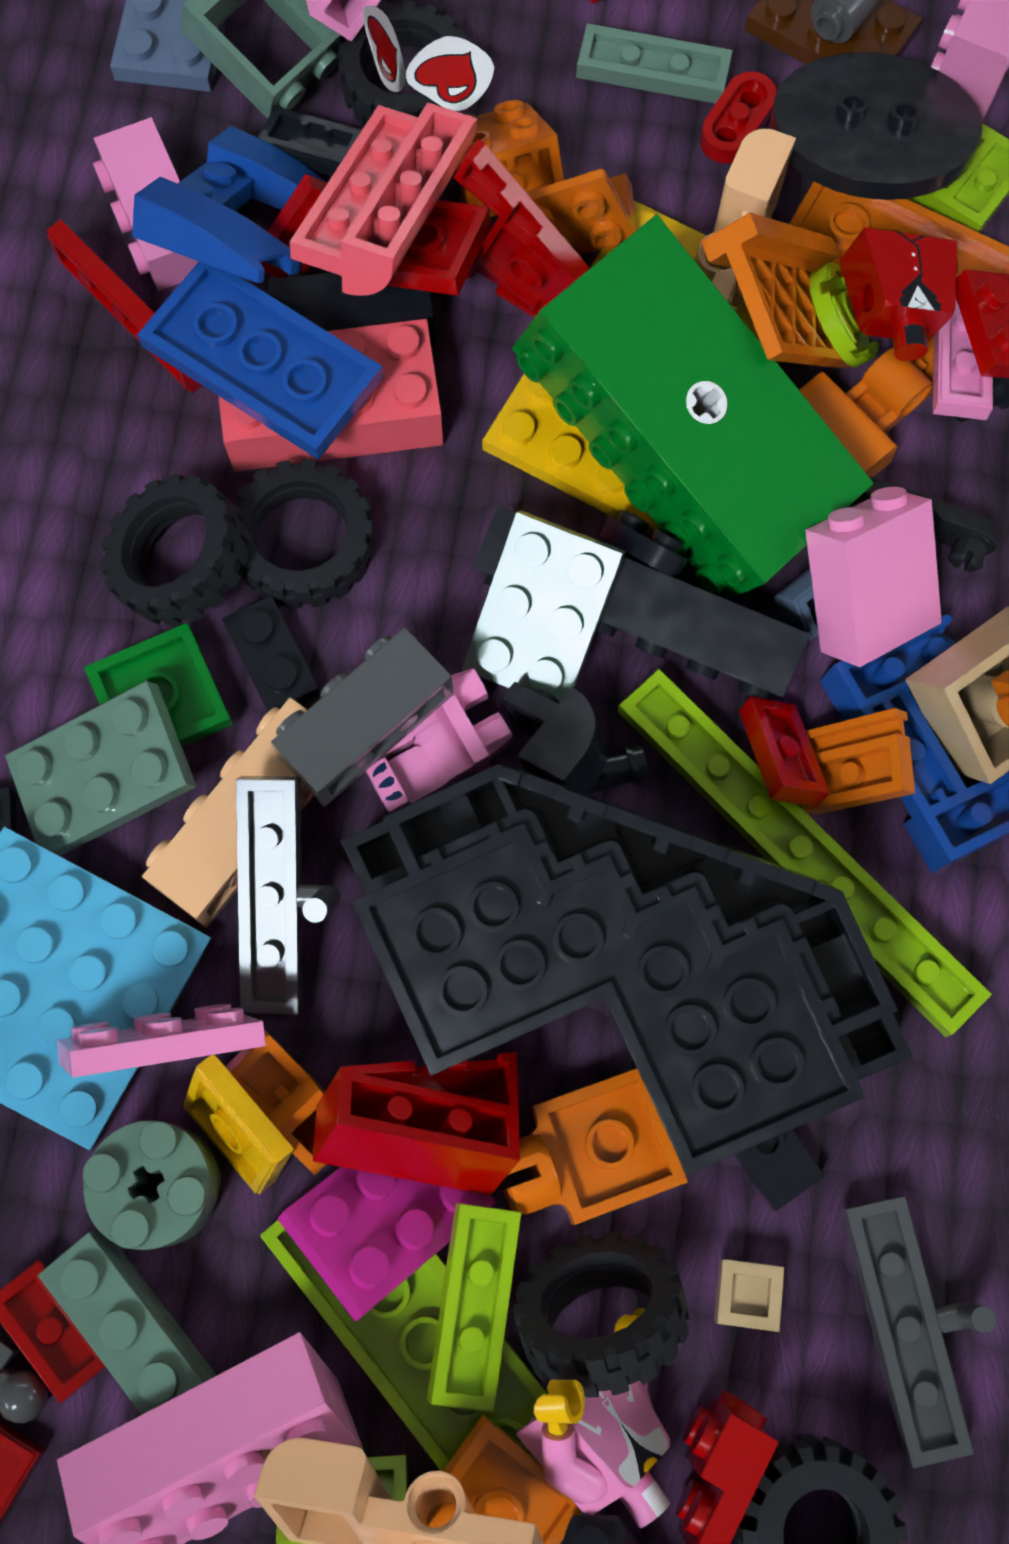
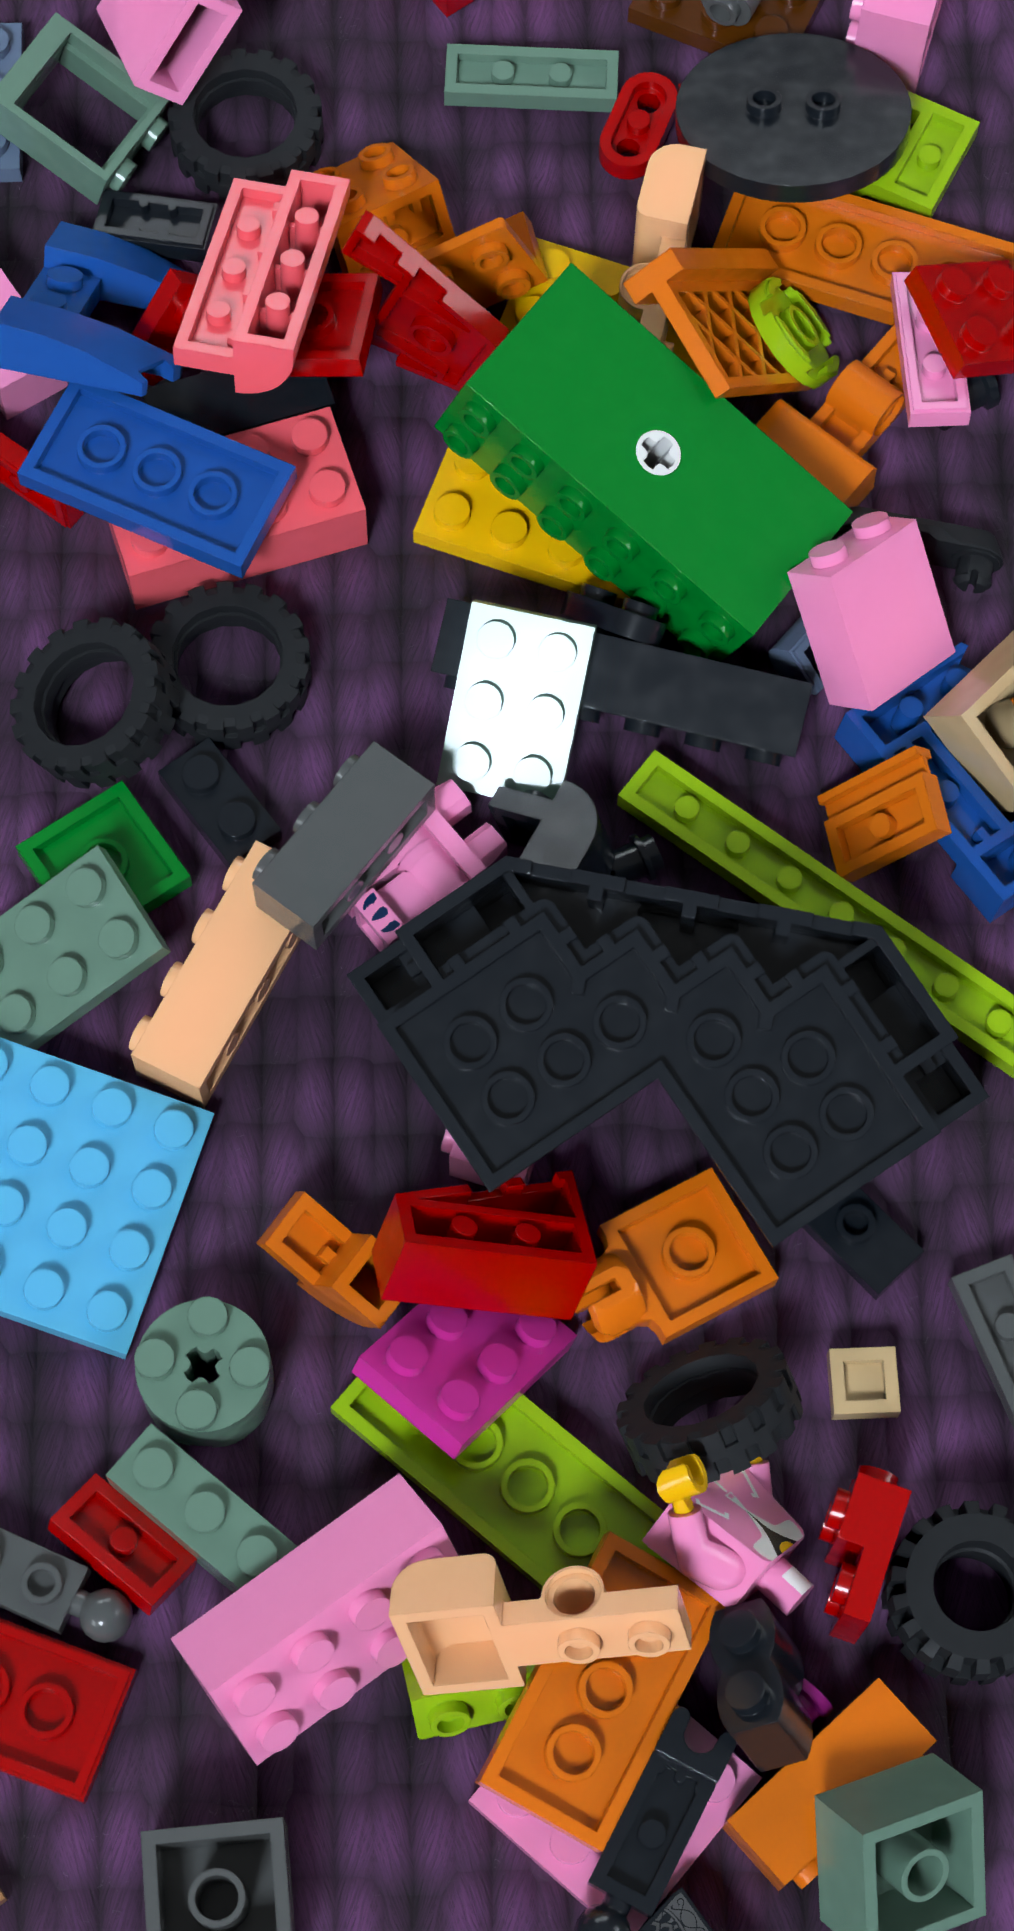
camera: 10 degrees left, 5 degrees down
(158, 1040) = (189, 1210): bright pink plate -> none
(236, 1125) = (286, 1292): yellow tile -> none
(273, 894) = (279, 1050): plate -> none
(384, 48) = (225, 109): sticker -> none
(451, 72) = (303, 124): sticker -> none
(474, 1307) = (574, 1430): lime plate -> none
(783, 752) = (805, 815): red plate -> none
(901, 287) = (850, 294): red torso -> none

